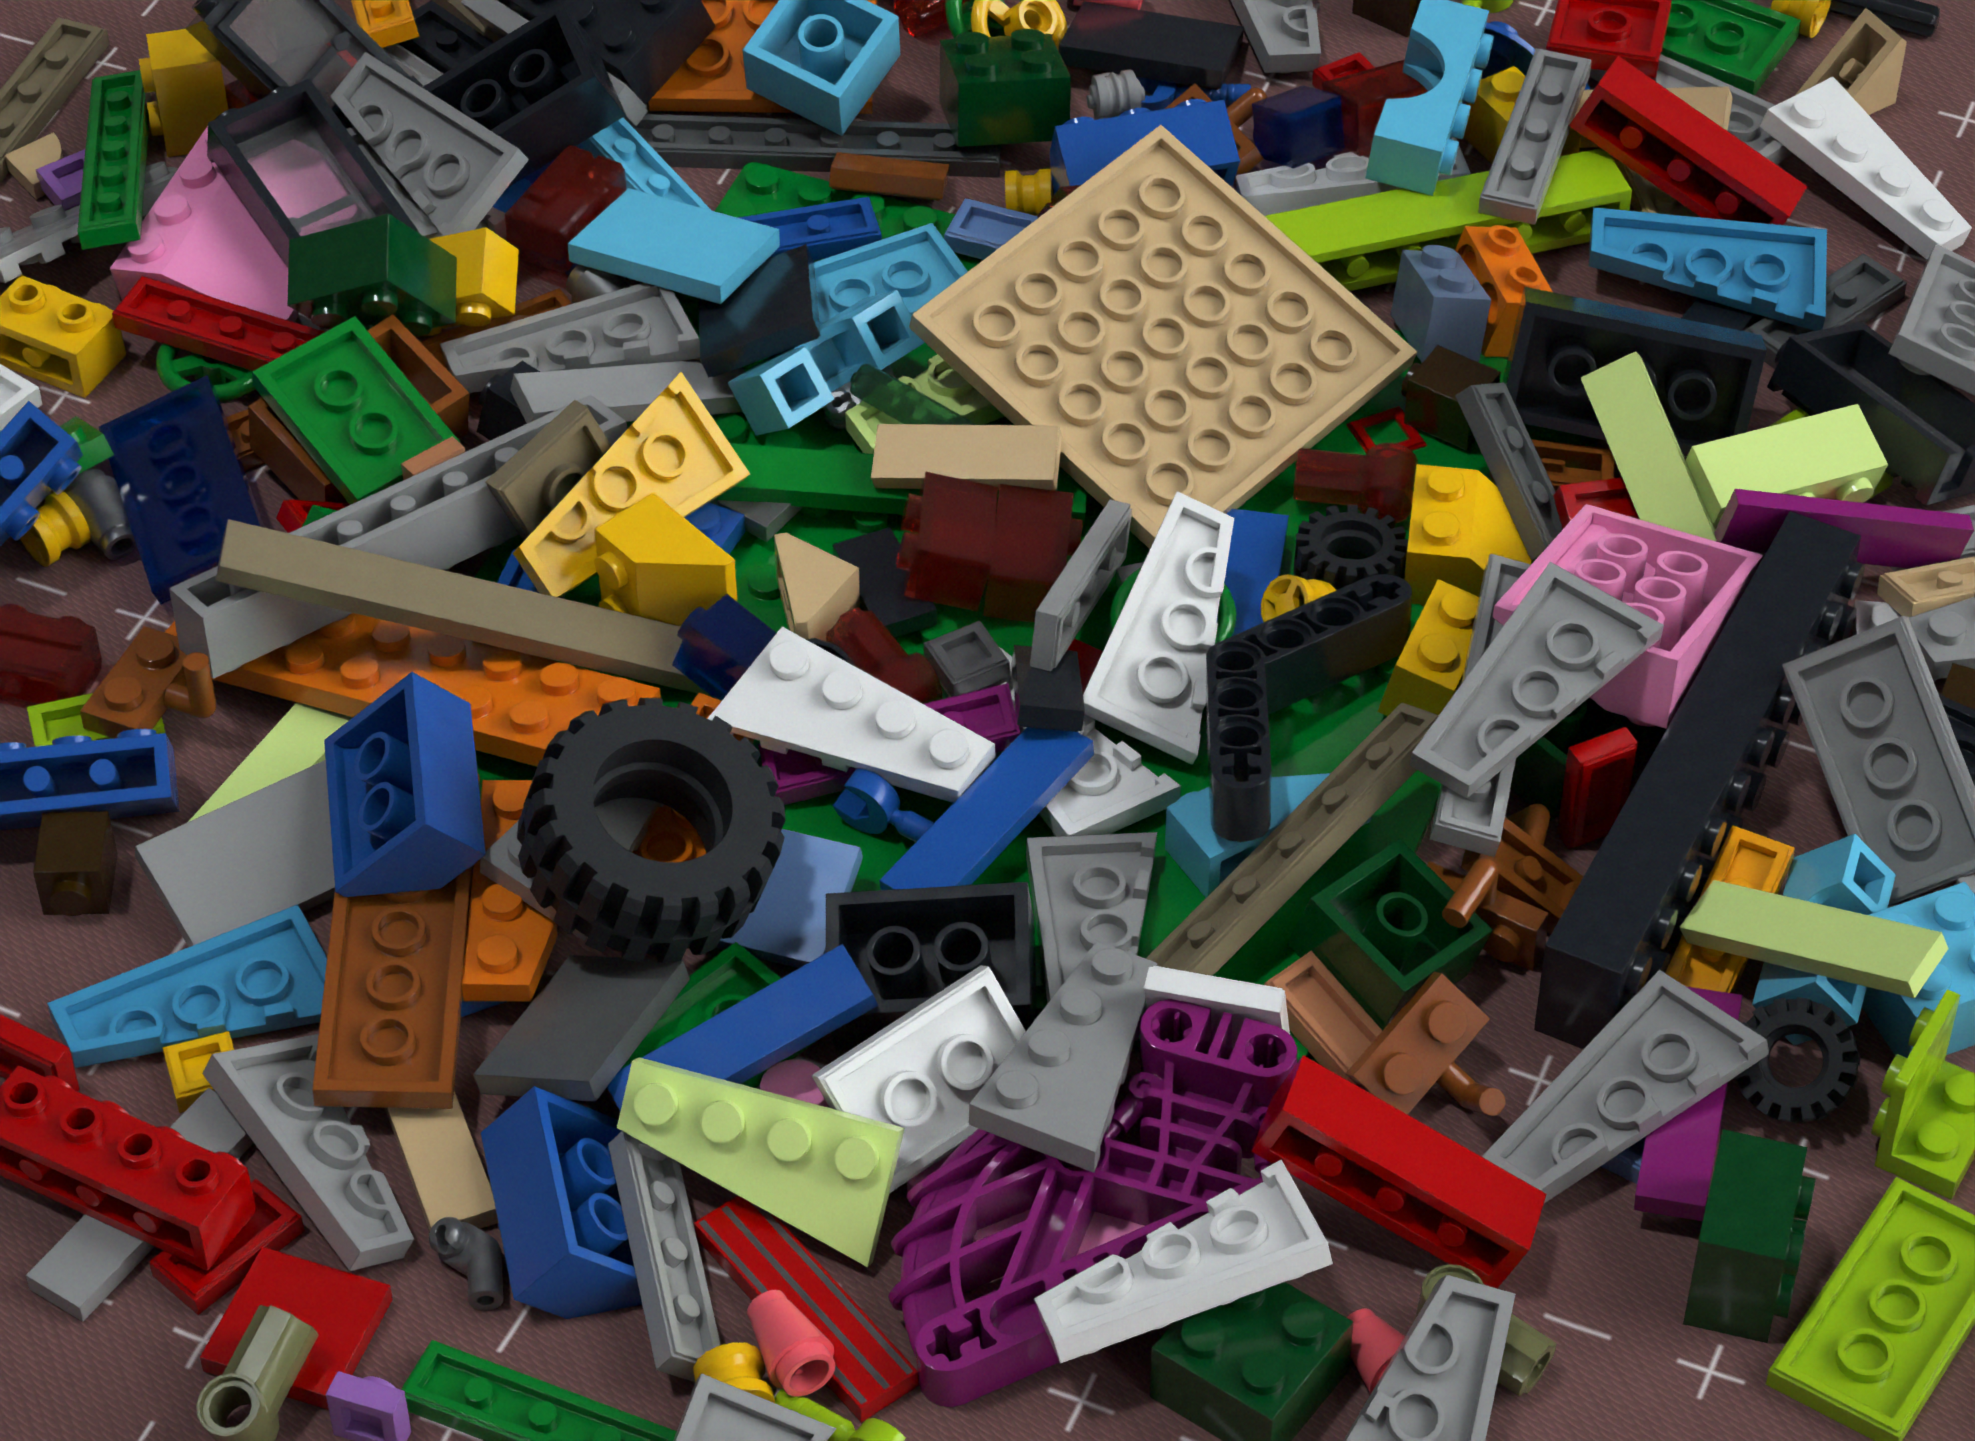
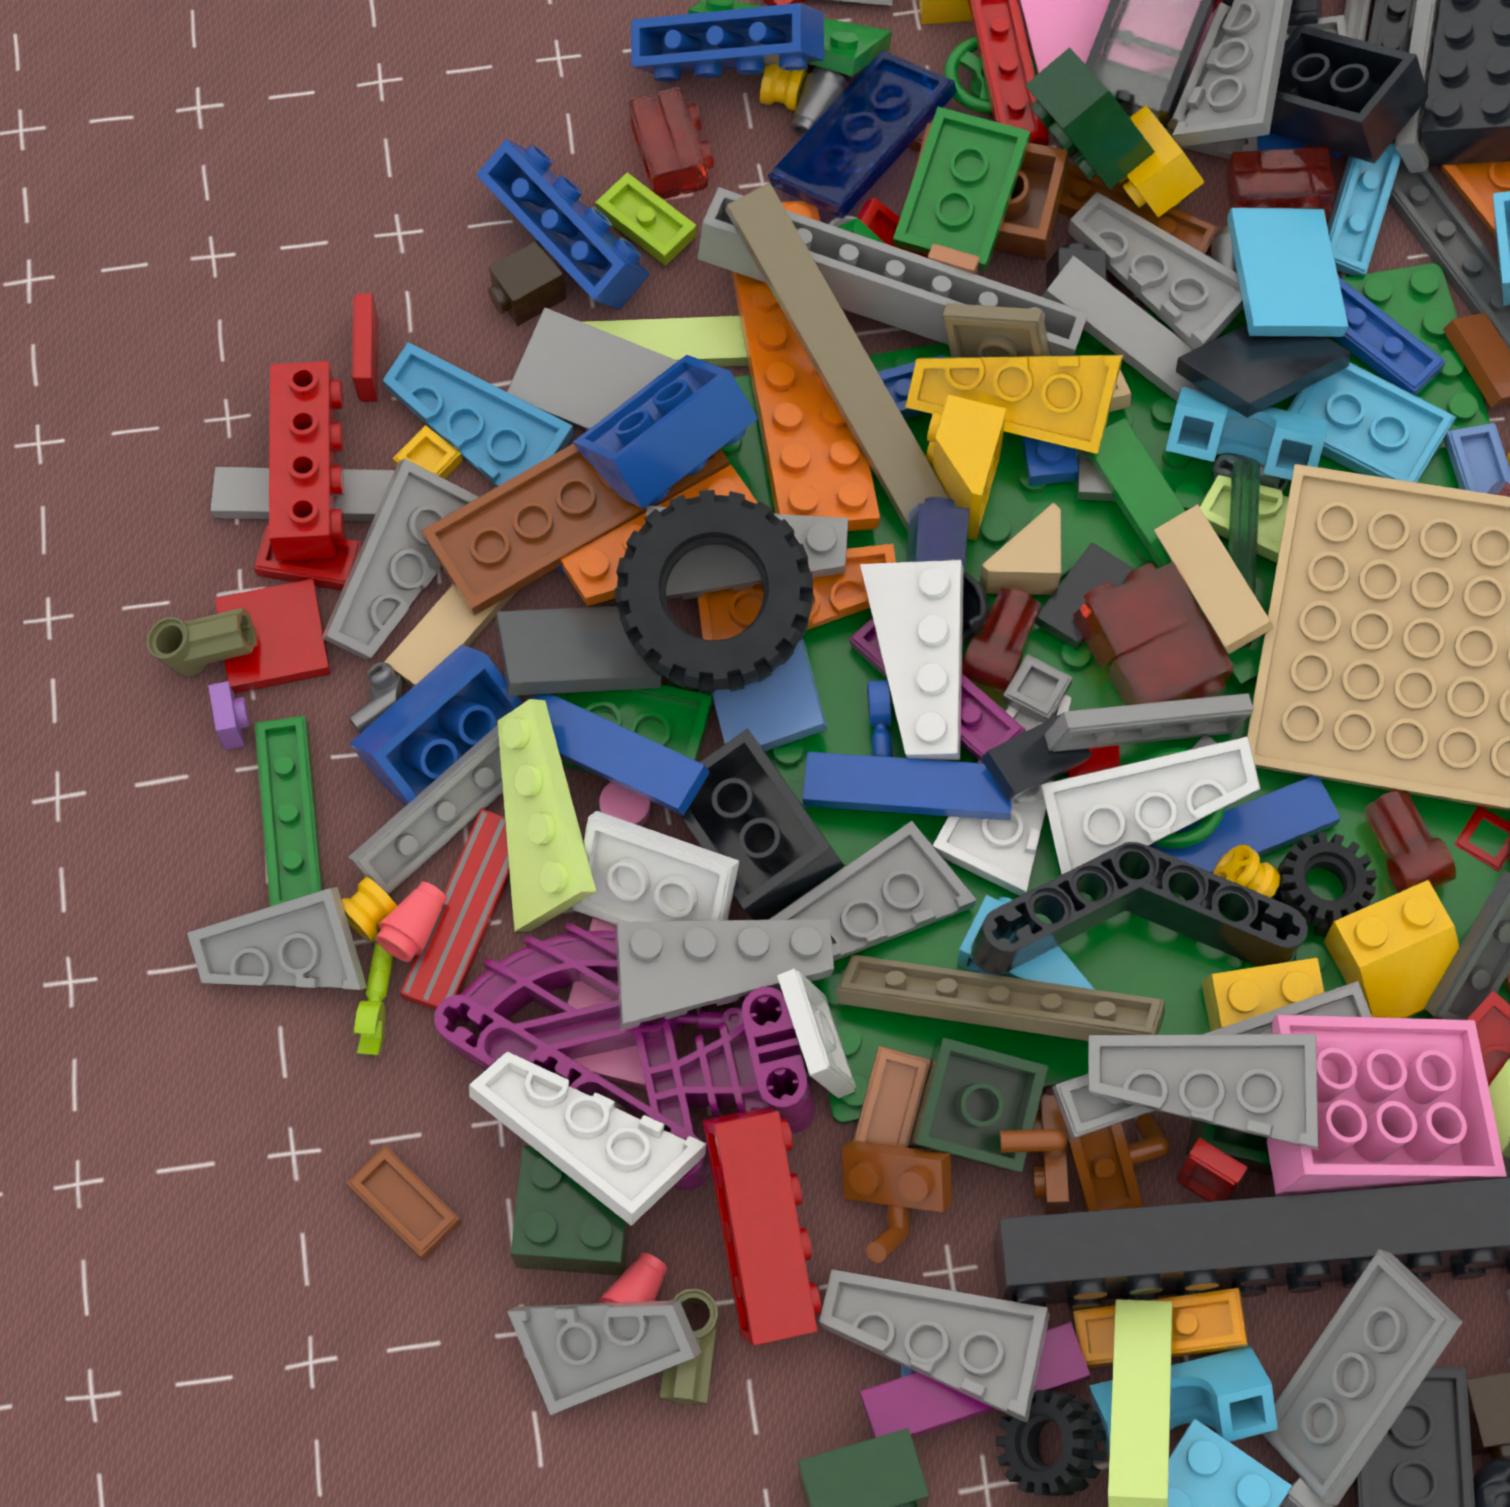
camera: 60 degrees right, 20 degrees up
(149, 682) = (671, 226): dark orange plate -> none

